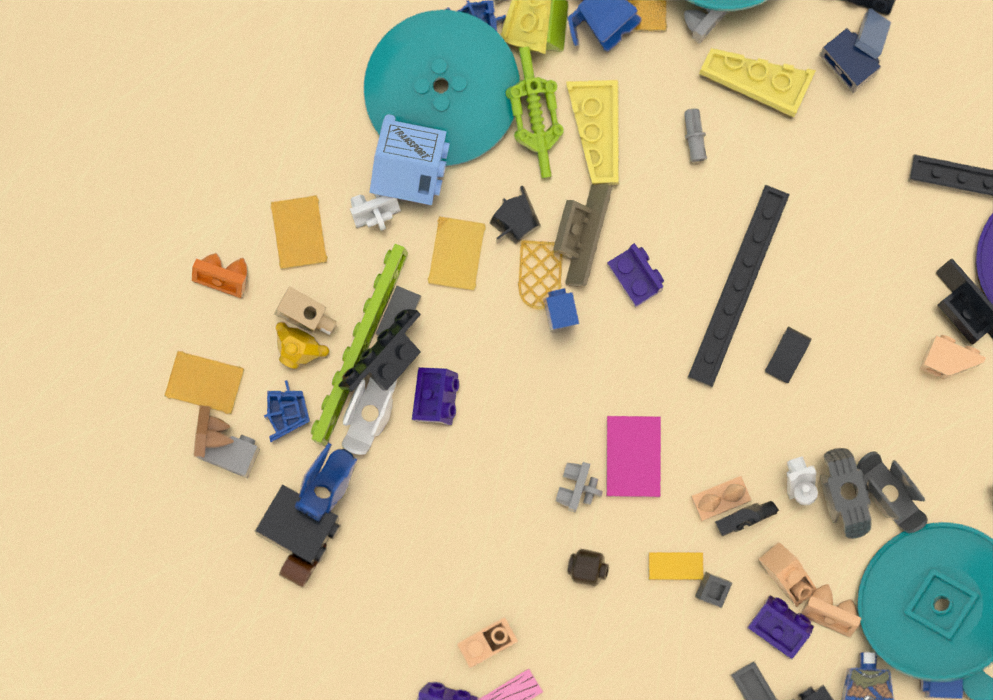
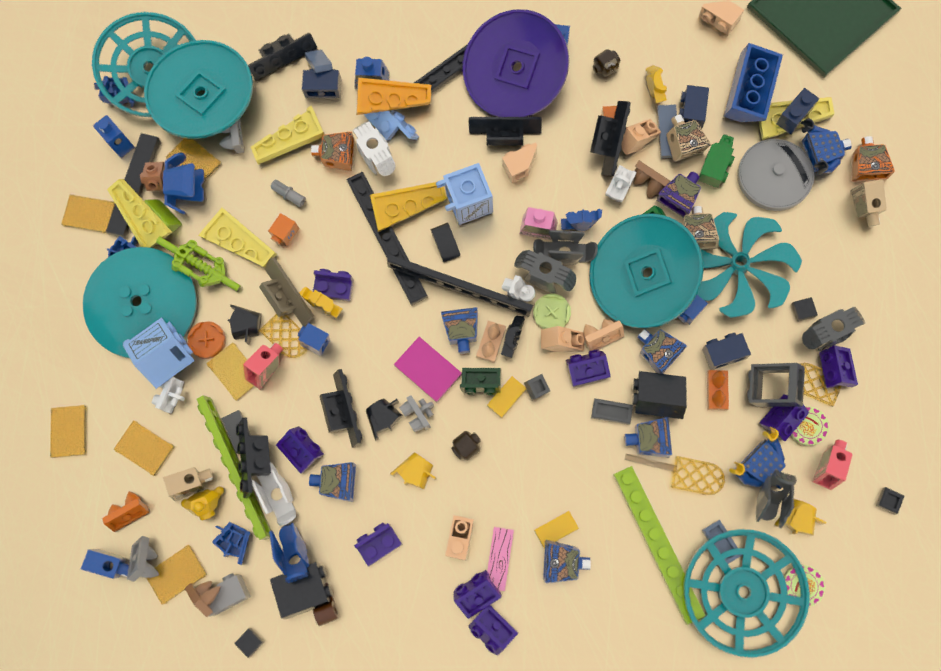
camera: 40 degrees left, 5 degrees down
(150, 295) = (99, 562): none -> blue torso
(191, 331) = (137, 565): none -> light grey tile
(202, 517) = (249, 642): none -> black tile
(248, 138) = (68, 431): none -> clear yellow piece
(409, 563) = (378, 543): none -> dark purple bracket
(435, 463) = (336, 481): none -> torso
(464, 193) = (206, 339): none -> orange tile
(488, 279) = (262, 365): none -> coral torso
(510, 401) = (339, 411): none -> black bracket
(515, 535) = (414, 471): none -> yellow piece
(543, 452) = (382, 416): none -> black piece
(608, 280) = (320, 300): none -> yellow piece
(650, 168) = (283, 230): none -> orange brick
(669, 524) = (481, 380): none -> dark green bracket
(708, 454) = (461, 327): none -> torso
(752, 413) = (459, 285): none -> black tile
(787, 145) = (336, 150): none -> torso
(790, 271) = (403, 203): none -> yellow wing
(810, 536) = (551, 311): none -> yellowish green tile
(820, 202) = (380, 155): none -> white piece
(860, 335) = (467, 193): none -> light blue container
(873, 165) = (390, 122): none -> light blue bracket
(895, 439) = (538, 223): none -> bright pink torso
(897, 147) = (386, 95): none -> light orange wing
(908, 106) = (370, 69): none -> blue torso
(938, 482) = (581, 220): none -> blue piece

